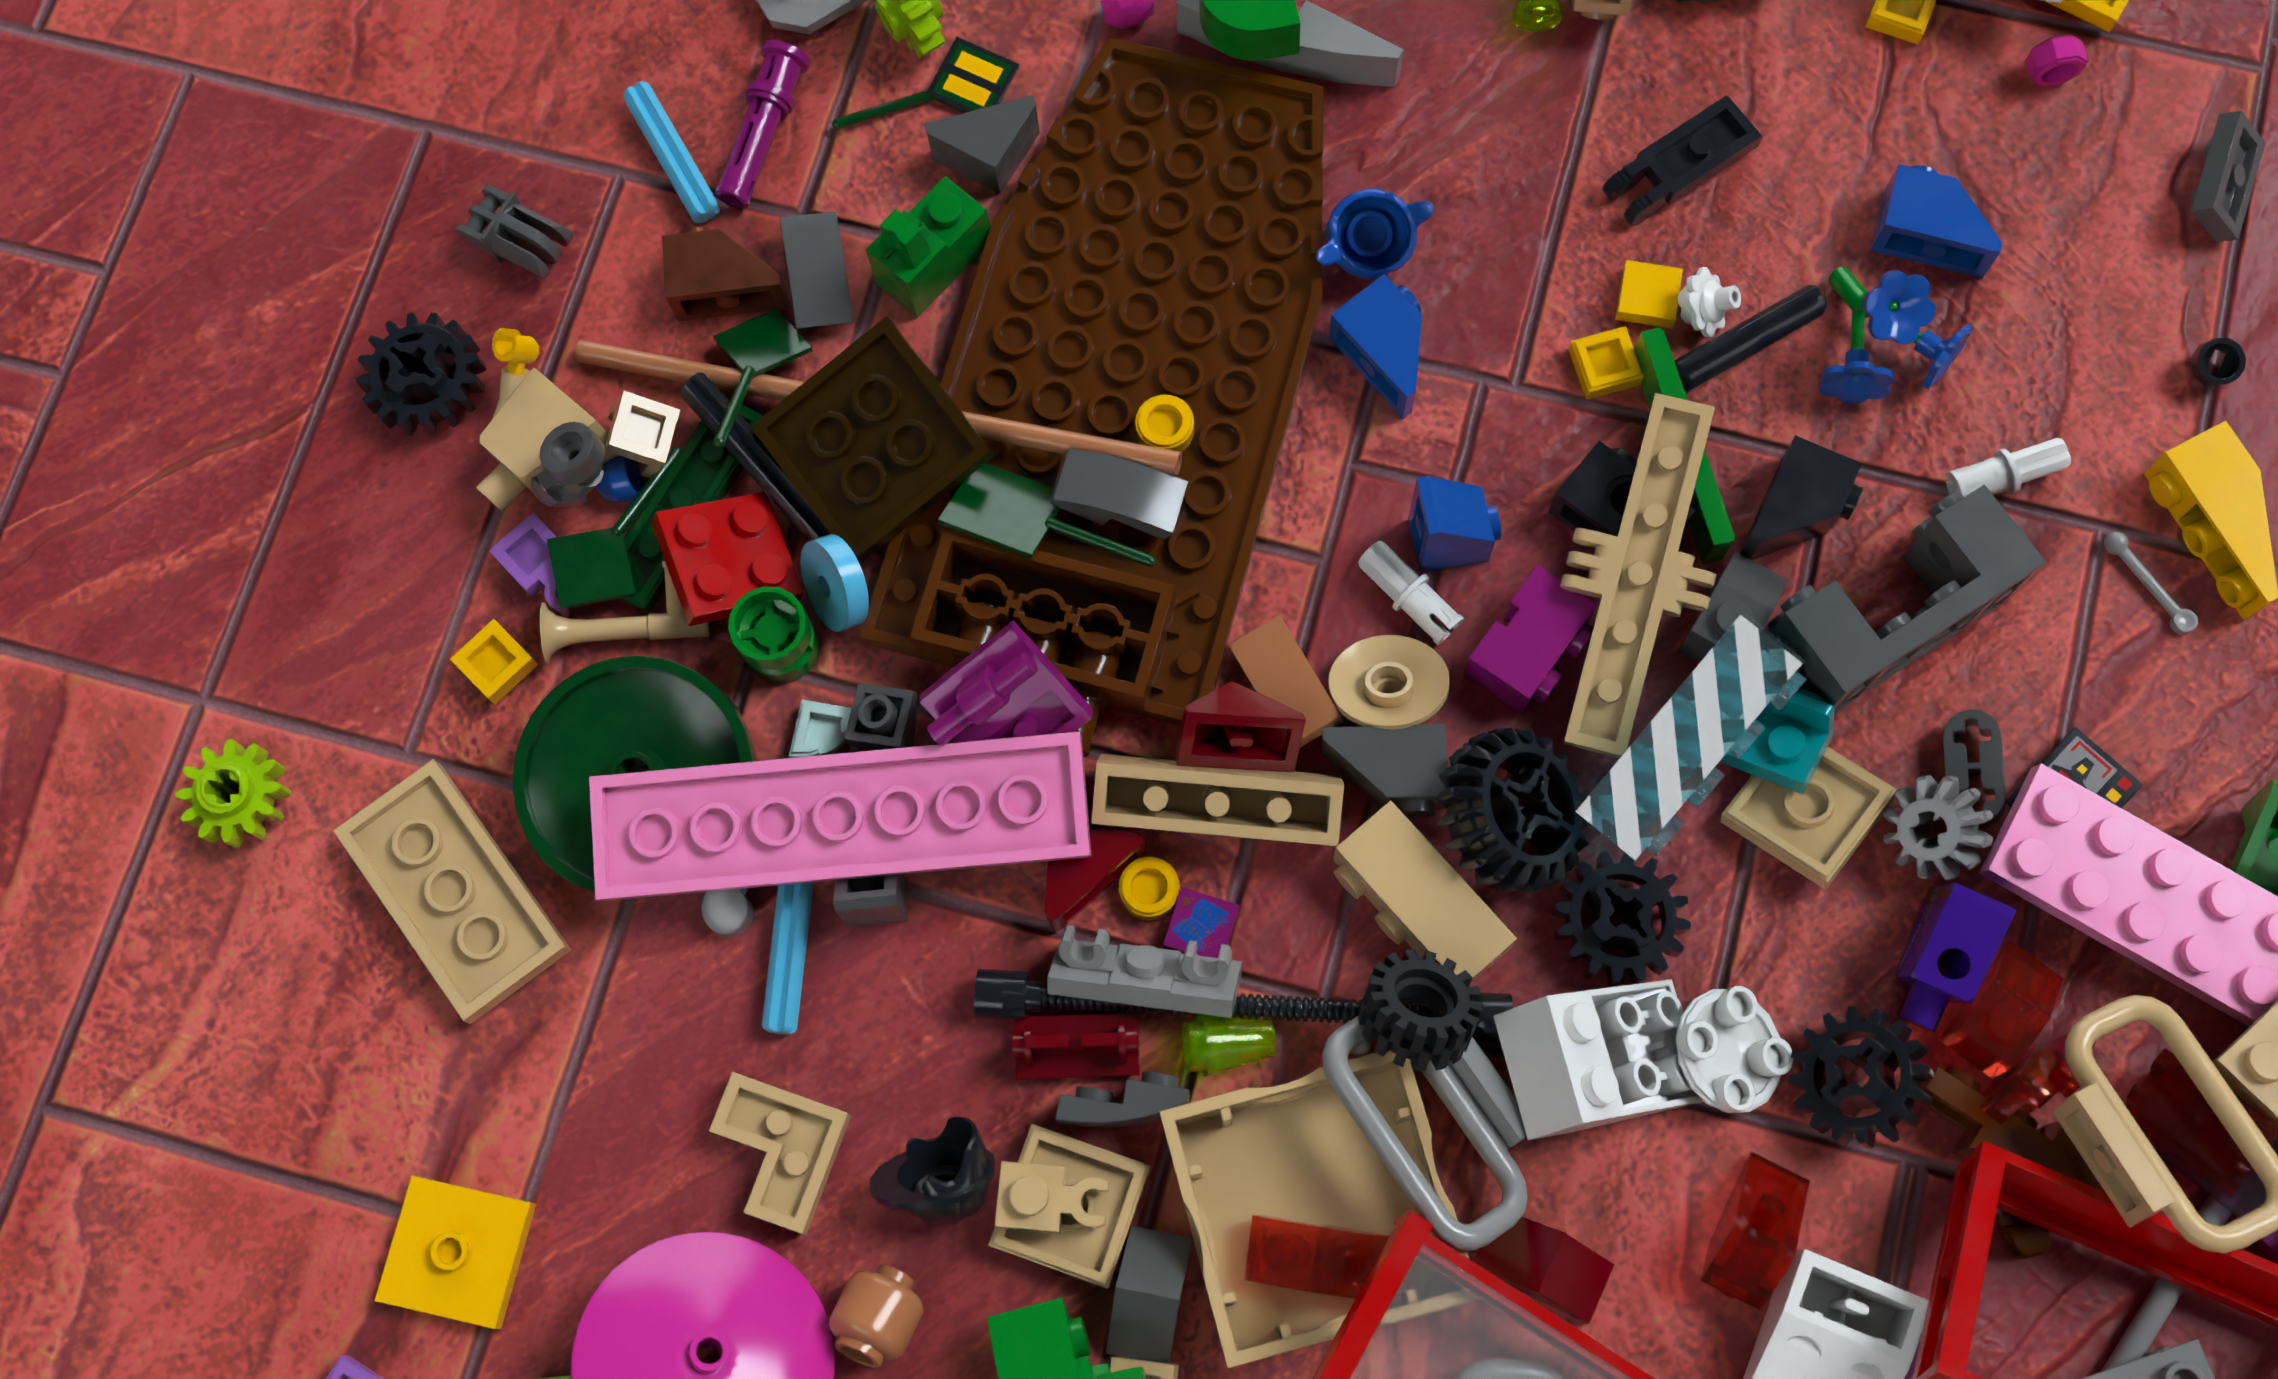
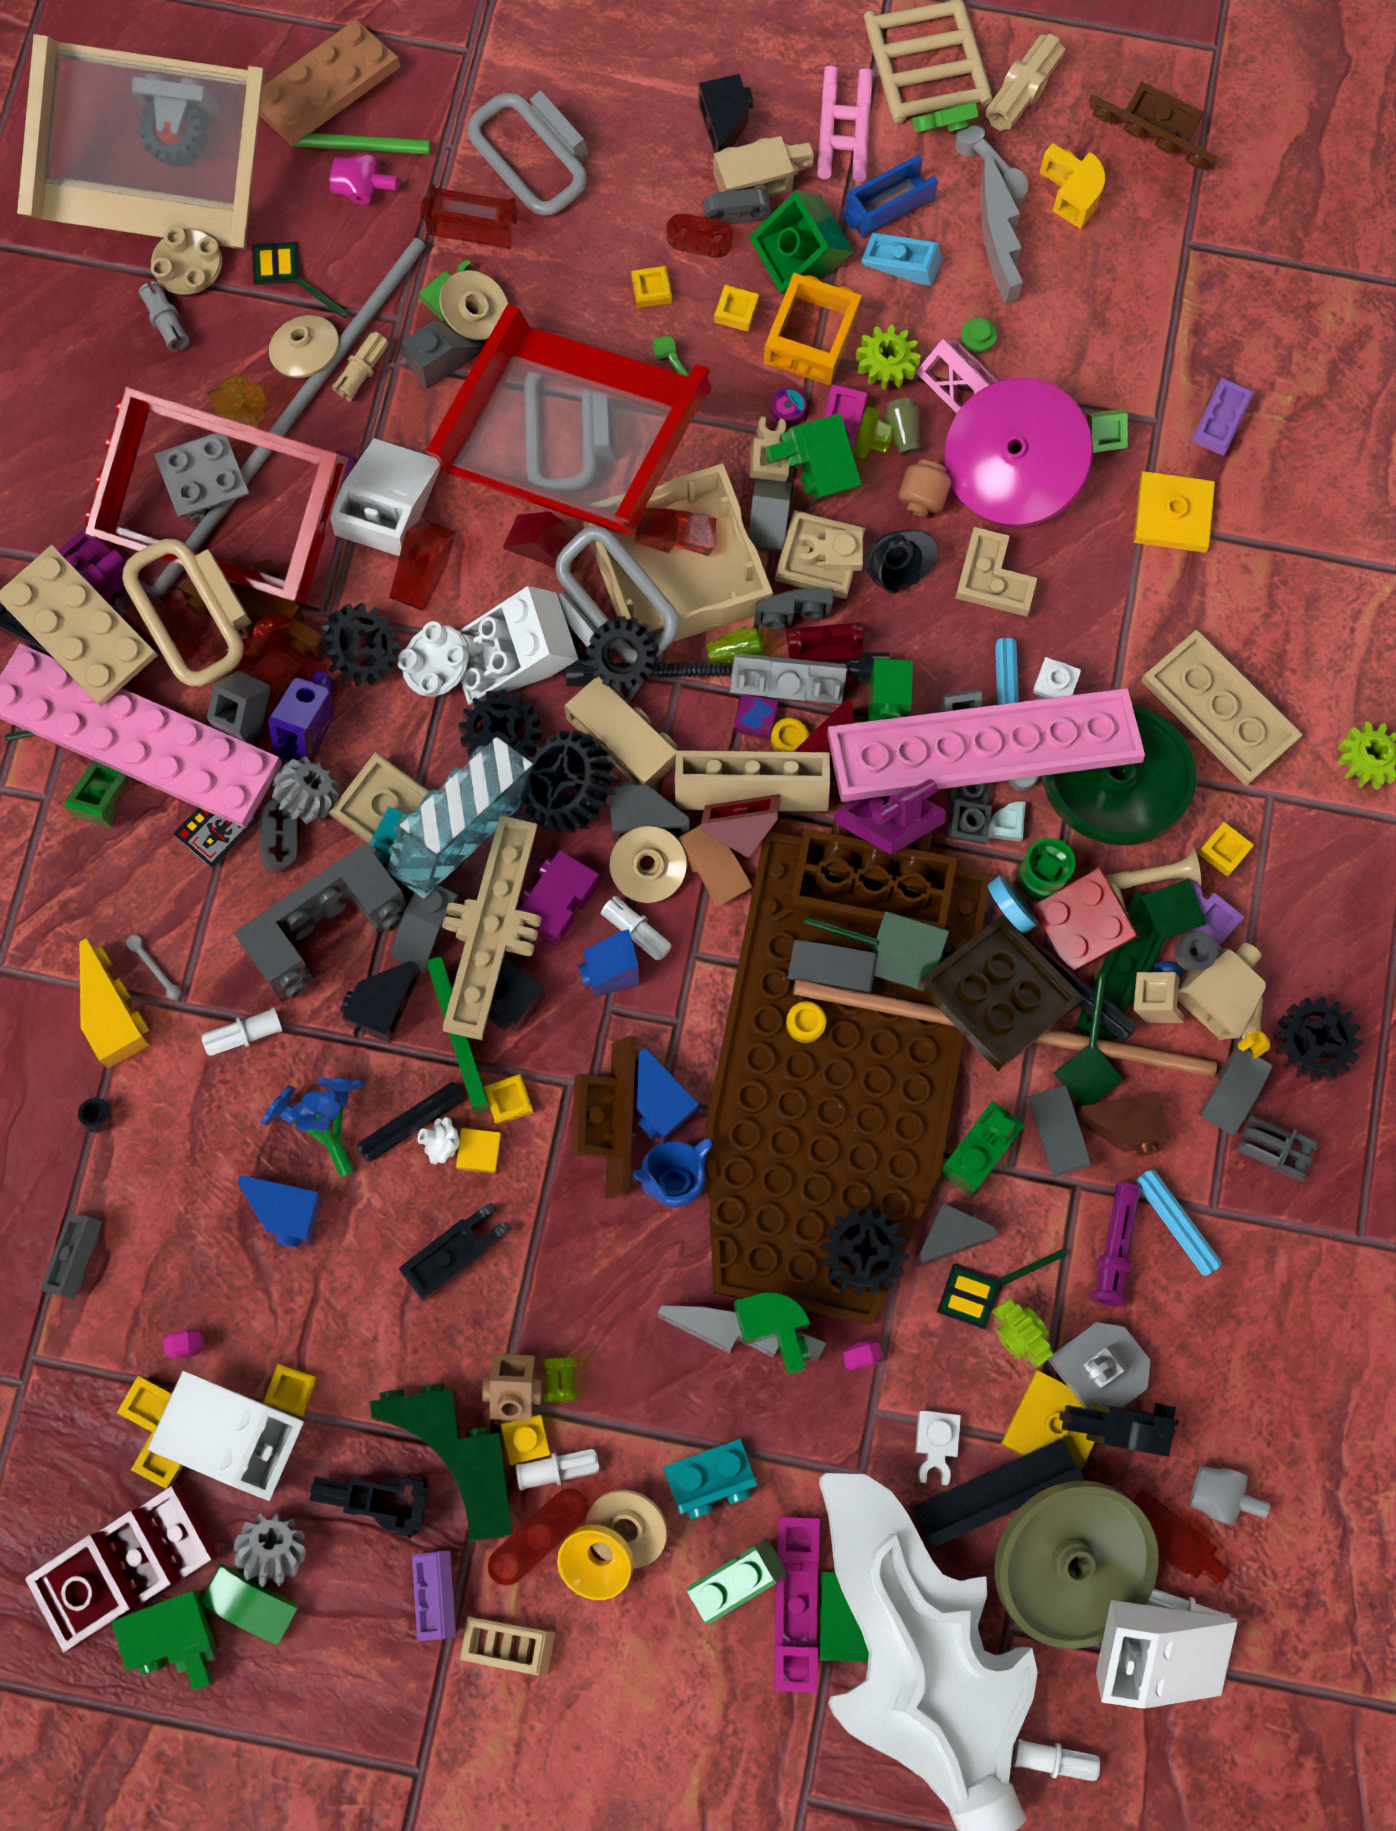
camera: 165 degrees right, 0 degrees up
(558, 304) = (1236, 1090): none -> dark grey slope
(707, 935) = (1056, 679): none -> white bracket
(984, 917) = (889, 689): none -> green hinge
(1132, 119) = (882, 1253): none -> black gear
(1466, 322) = (605, 1117): none -> reddish brown bracket
(2062, 956) = (239, 707): none -> dark grey slope

